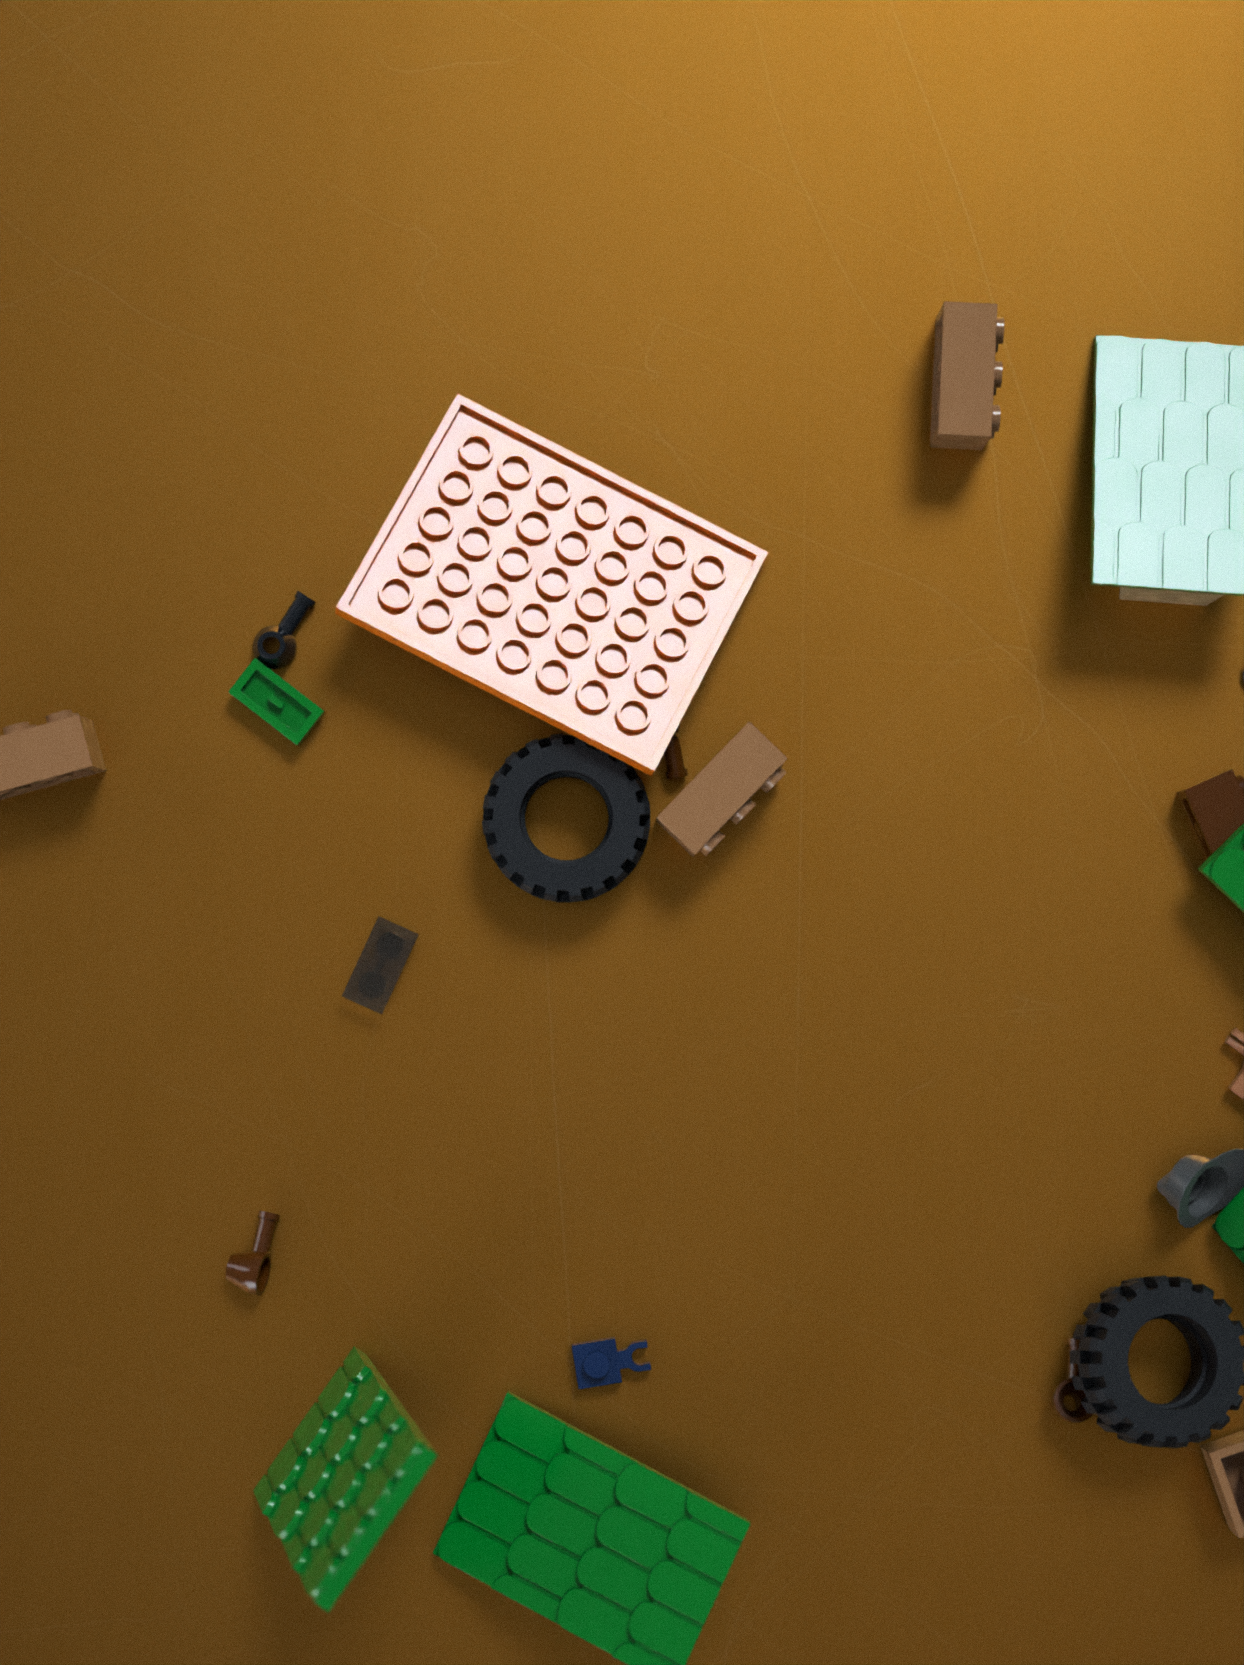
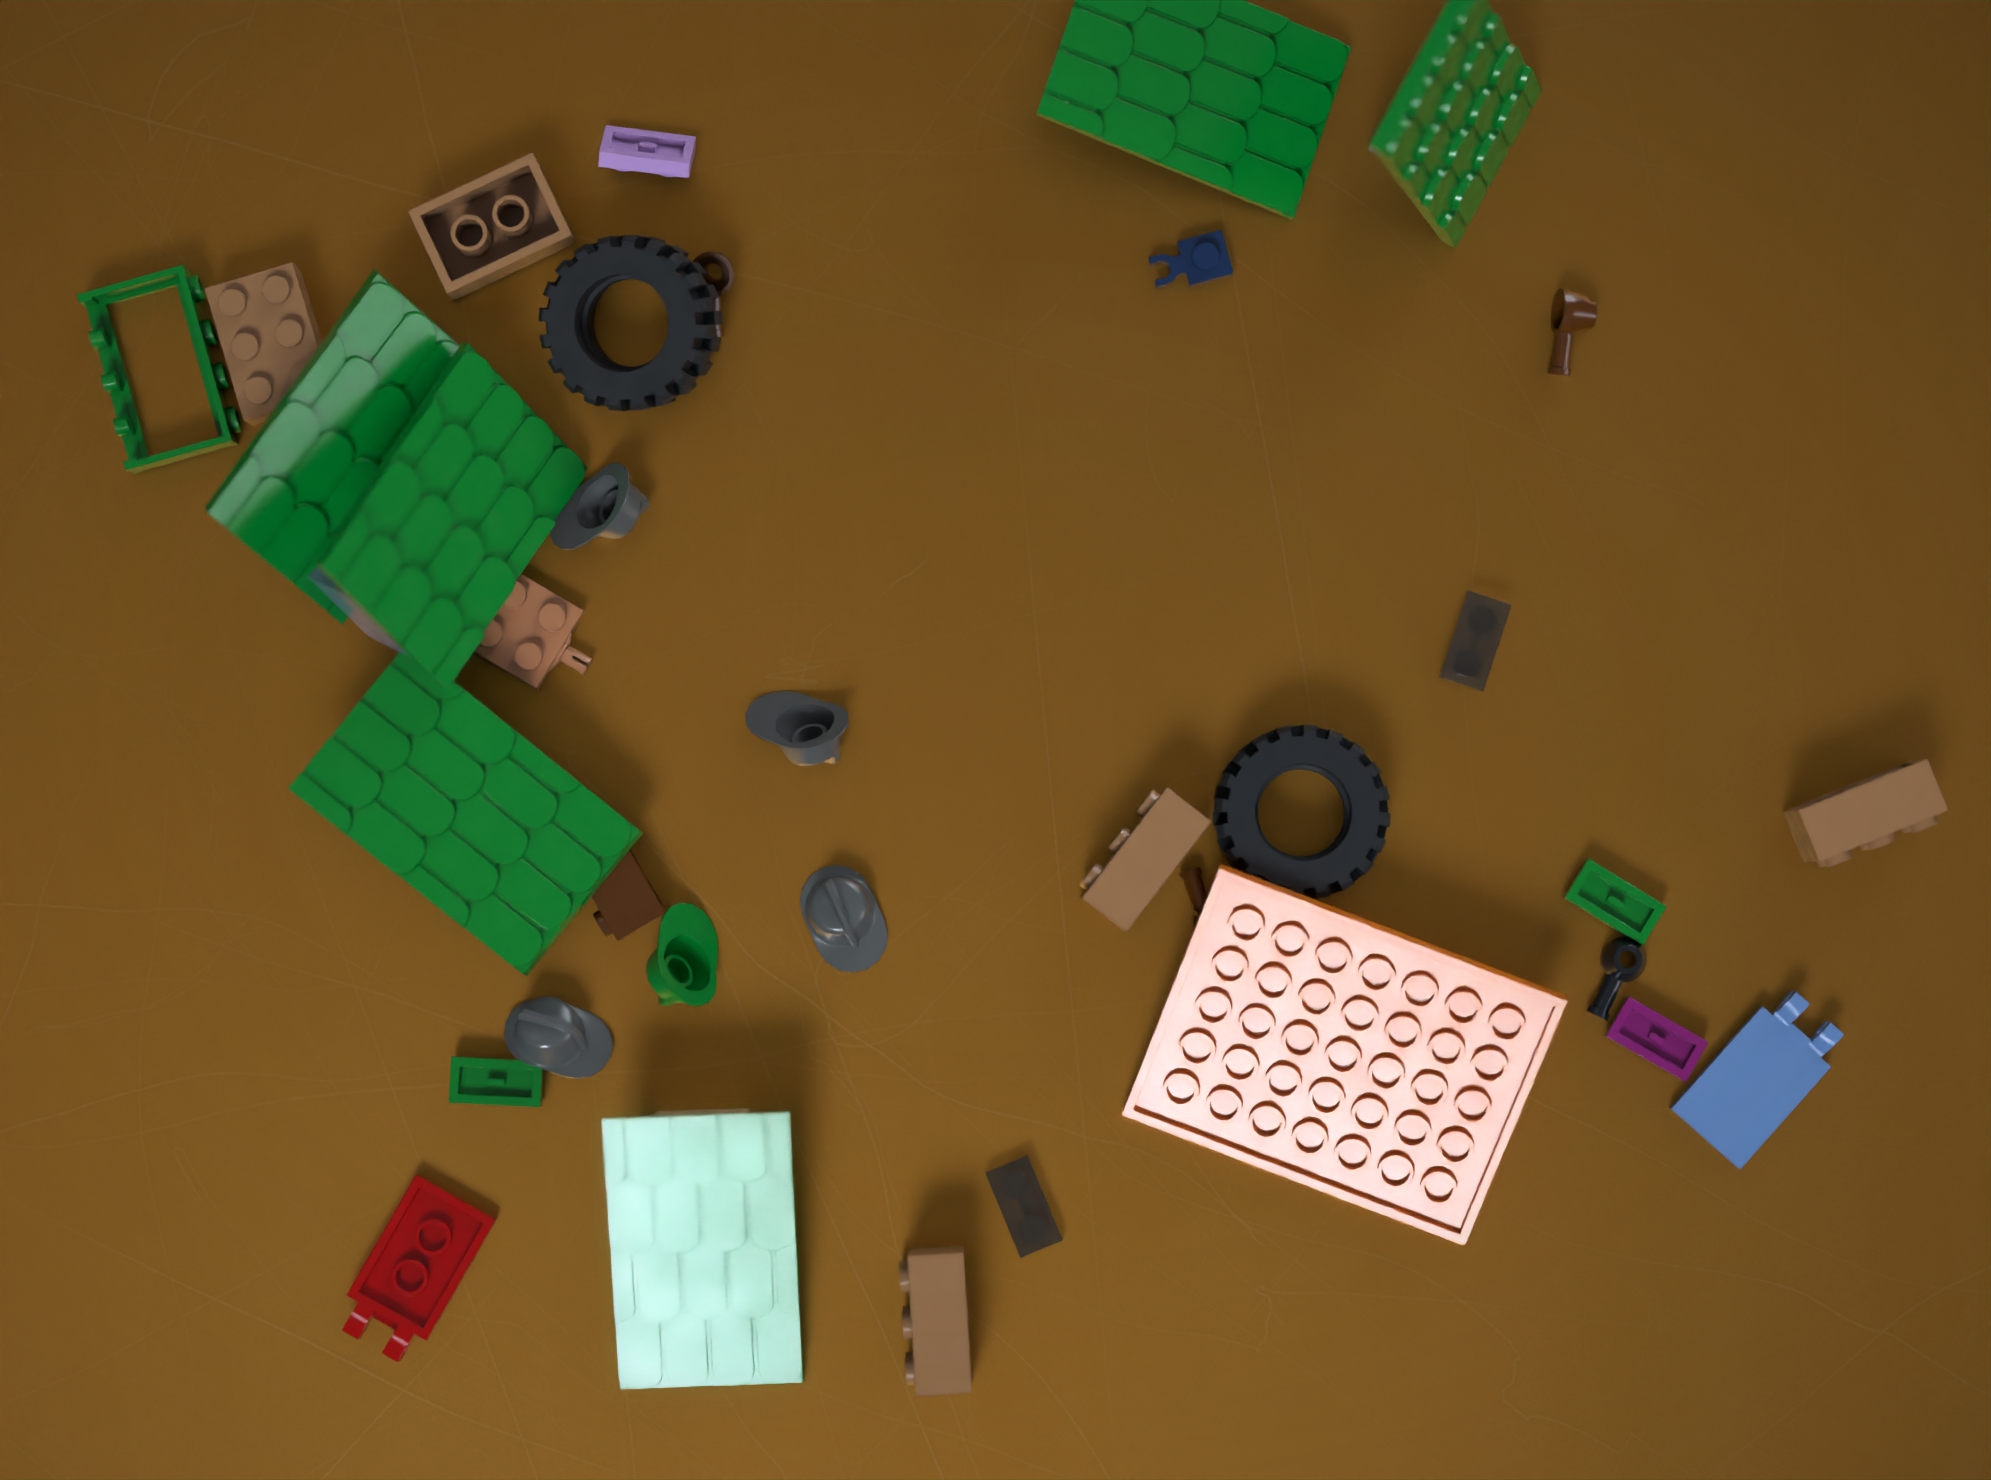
camera: 170 degrees right, 0 degrees up
(162, 519) = (1756, 1080): none -> medium blue tile
(252, 568) = (1656, 1038): none -> magenta plate
(869, 477) = (1023, 1206): none -> clear smoke plate
(1010, 768) = (843, 918): none -> dark grey piece
(1035, 955) = (800, 725): none -> dark grey piece
(1124, 1526) = (647, 151): none -> lavender plate
(1167, 747) = (685, 957): none -> green piece

